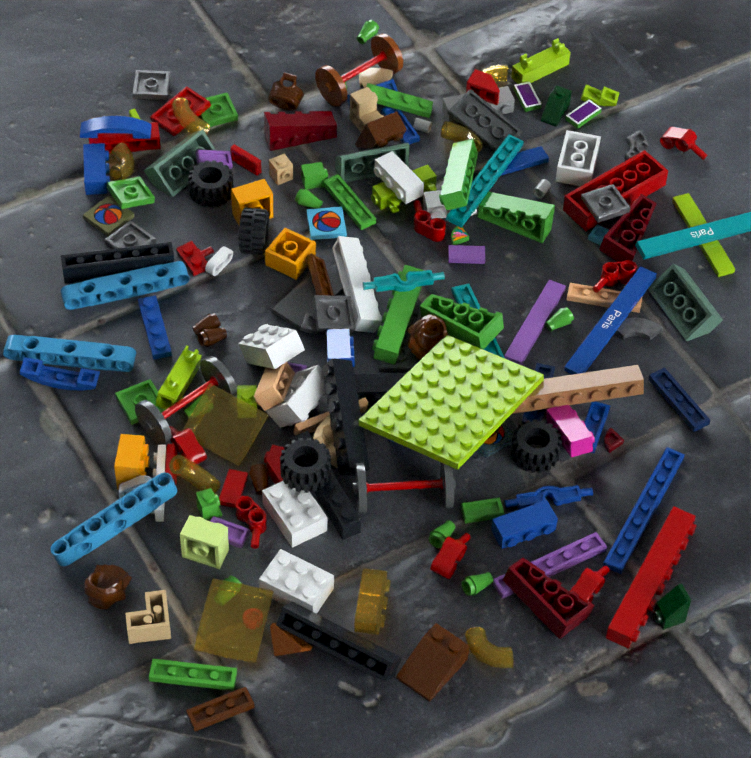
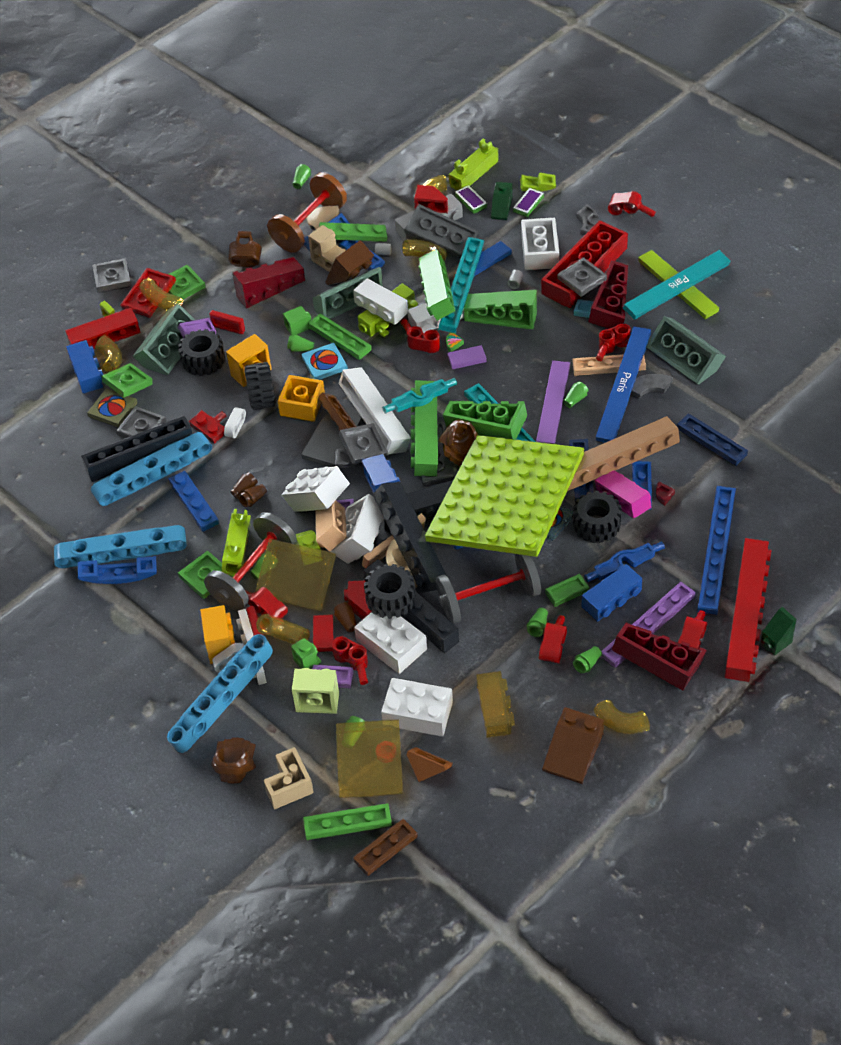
camera: 10 degrees left, 0 degrees up
(116, 124) = (90, 320): blue slope -> none
(281, 169) = (264, 322): tan brick -> none
(338, 641) = (477, 750): black brick -> none

